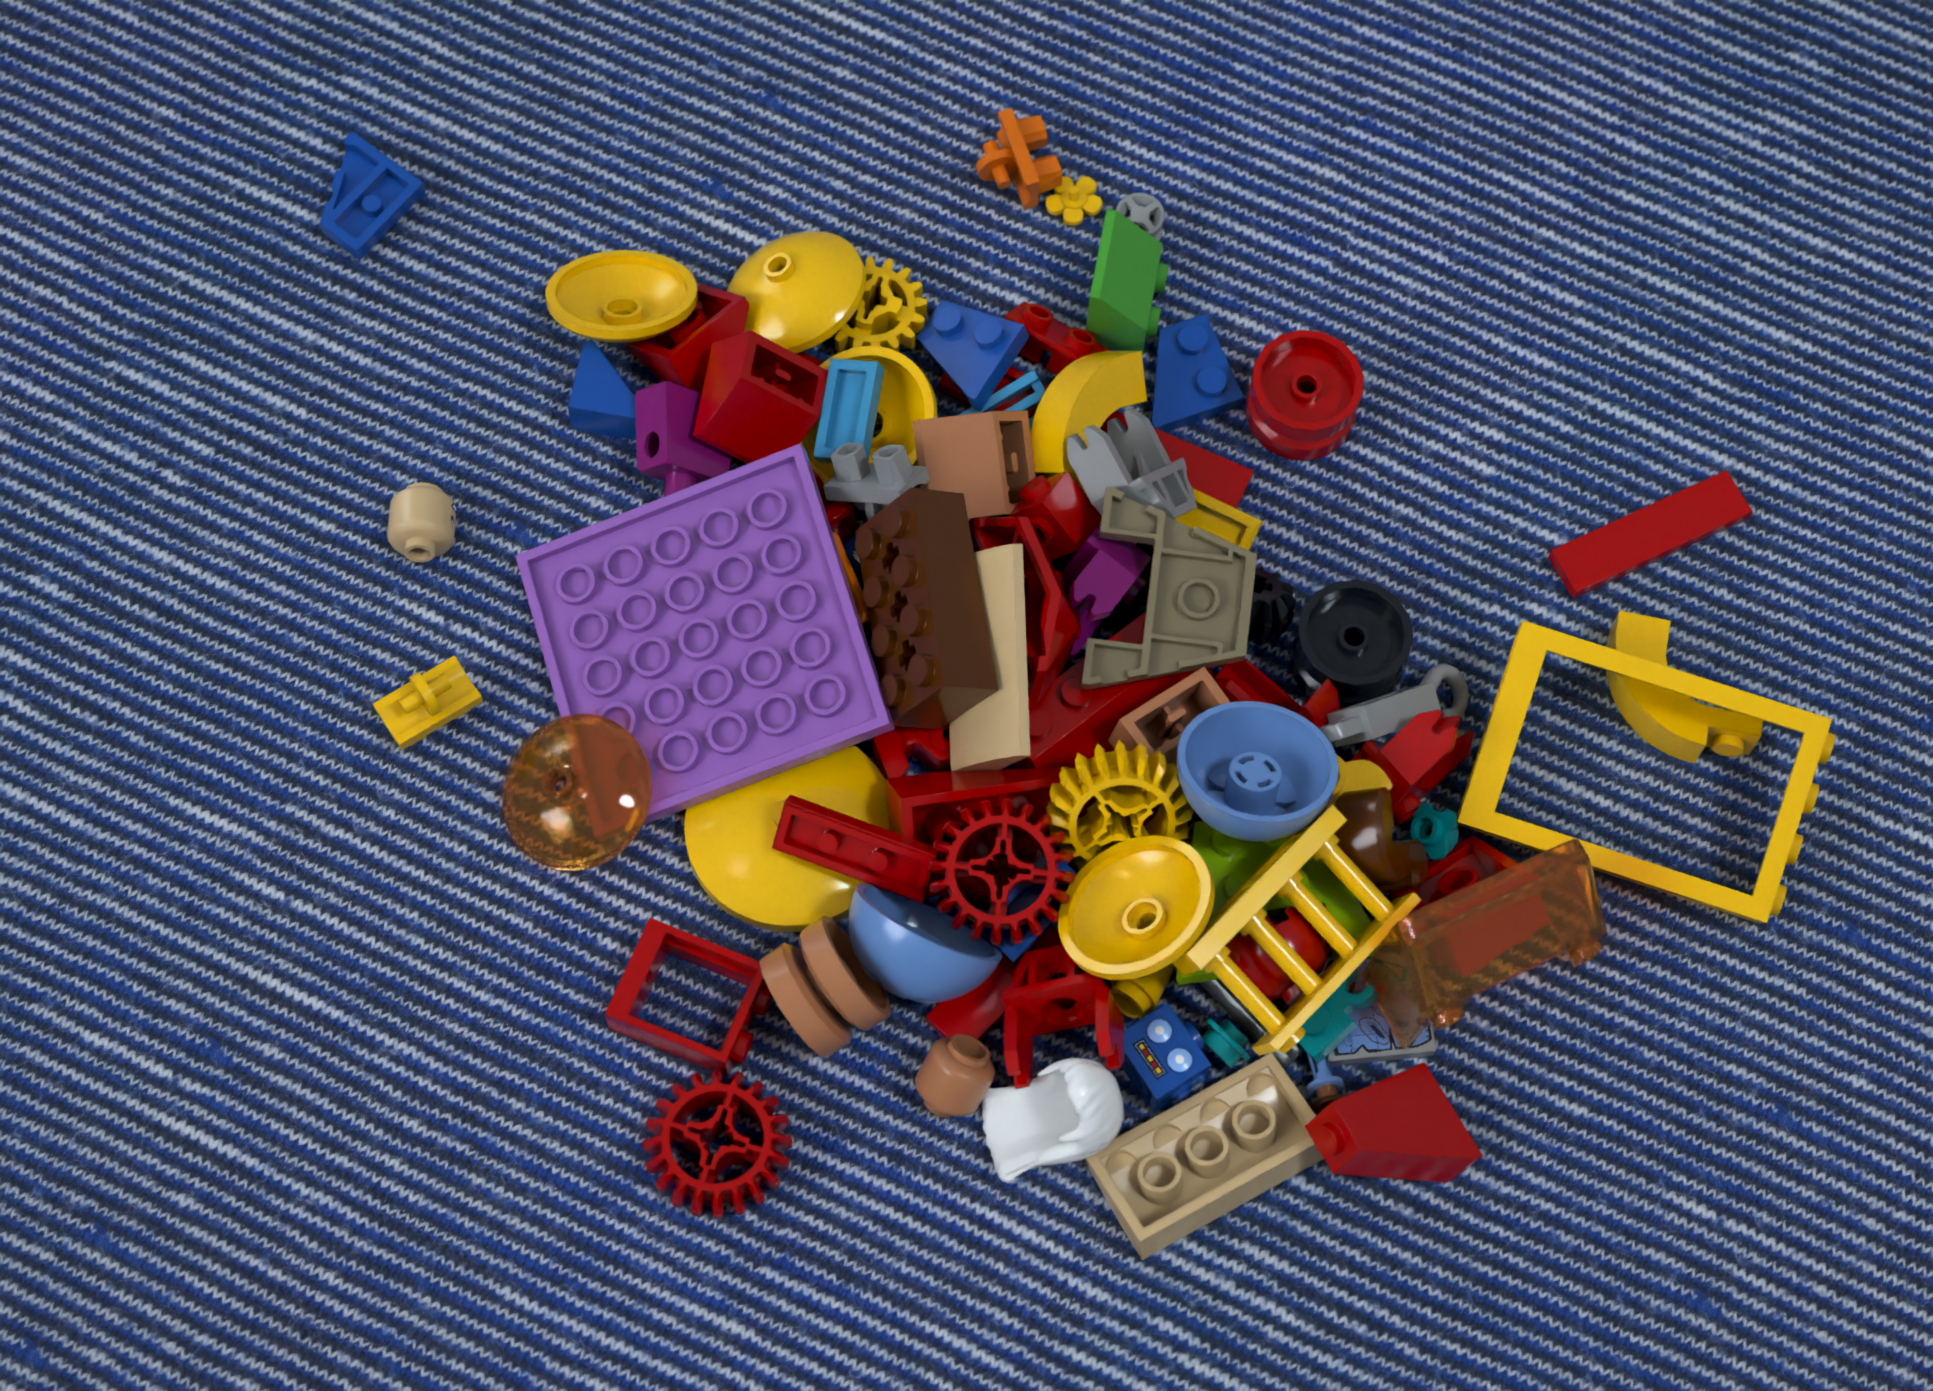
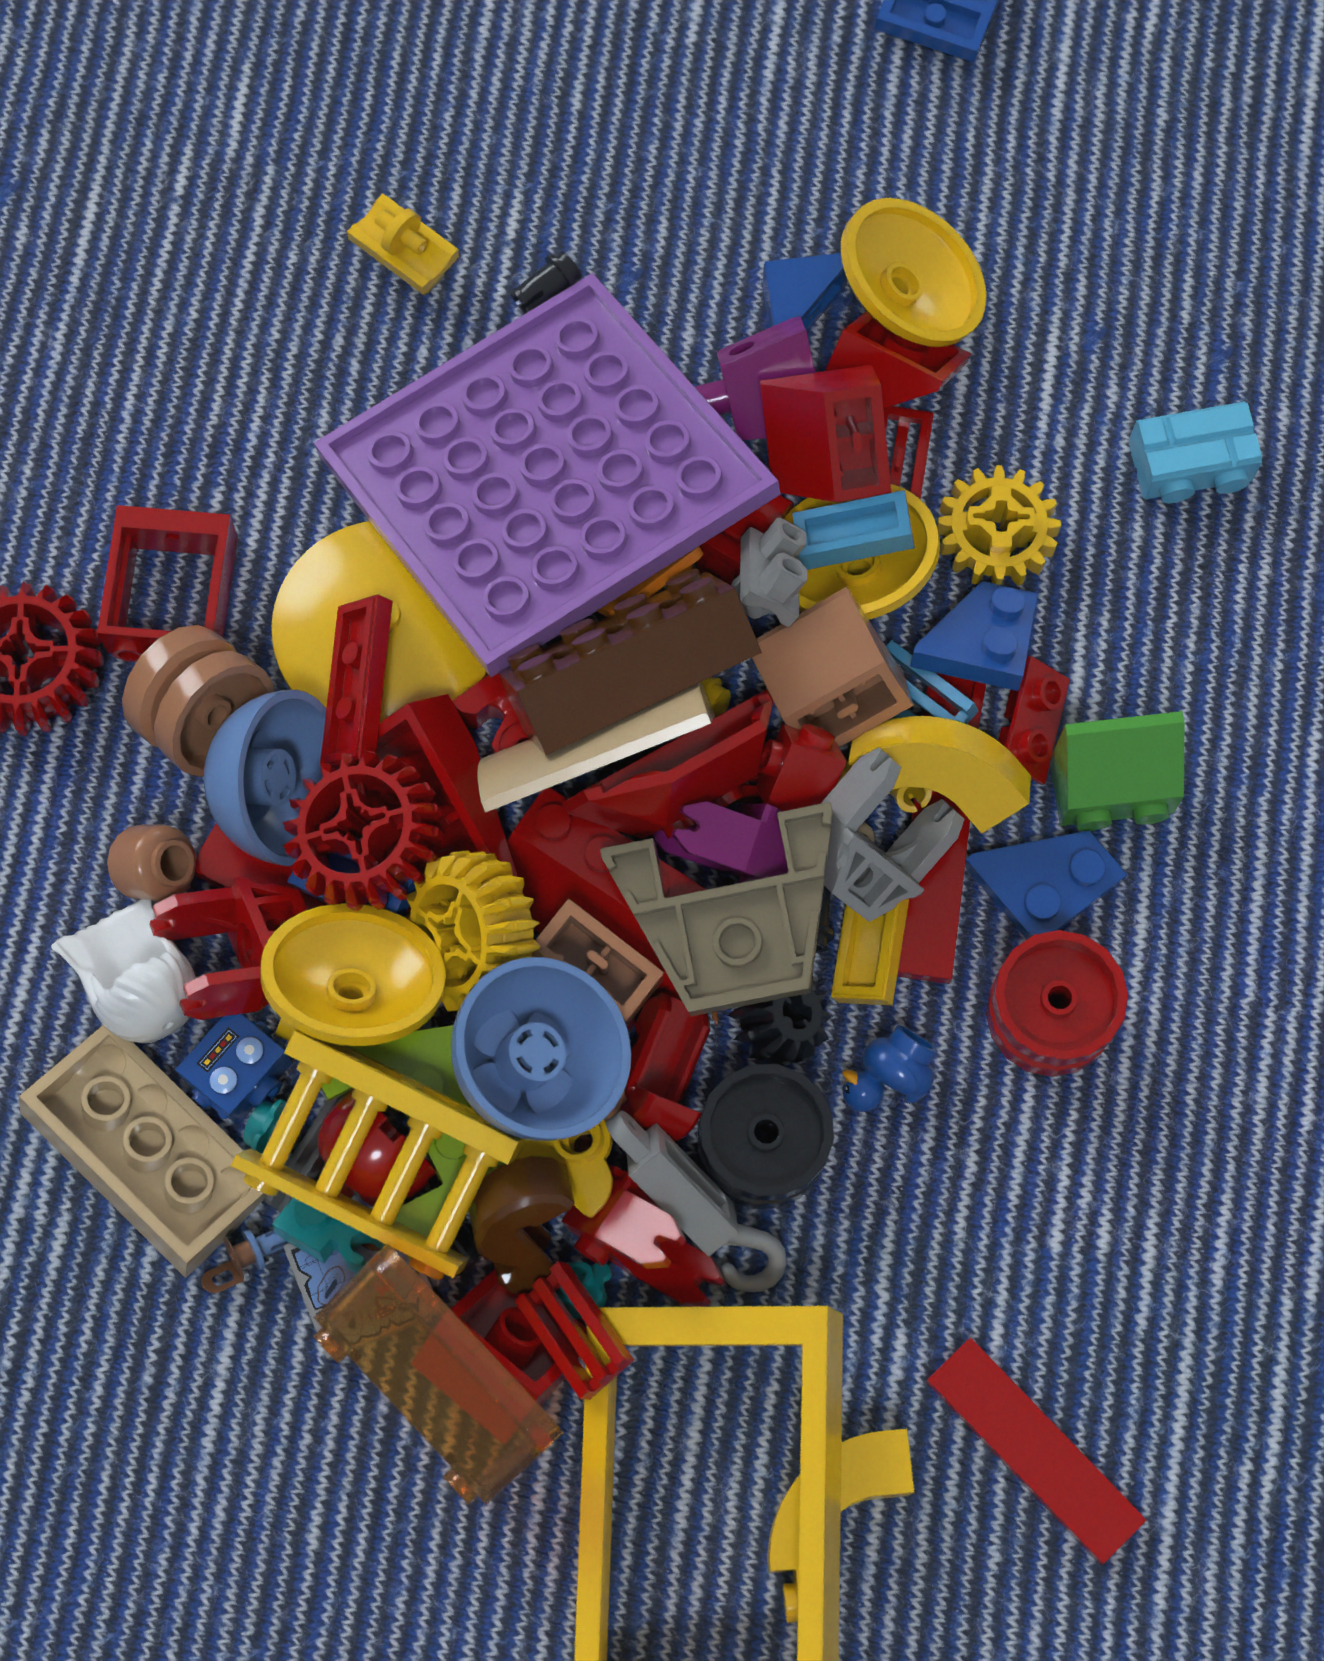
camera: 75 degrees right, 5 degrees up
(421, 520) = (599, 176): tan head -> none
(504, 588) = (547, 282): none -> black pin
(602, 797) = (353, 411): clear orange dish -> none
(801, 288) = (984, 441): yellow dish -> none
(858, 142) = (1195, 452): none -> medium azure brick
(1016, 140) = (1224, 638): orange hips -> none
(1074, 200) = (1219, 698): yellow plant -> none
(1143, 211) = (1219, 760): light grey wheel -> none
(1314, 530) = (897, 1062): none -> blue animal
(1395, 1131) = (210, 1328): red slope -> none
(1483, 854) = (572, 1369): none -> red tile

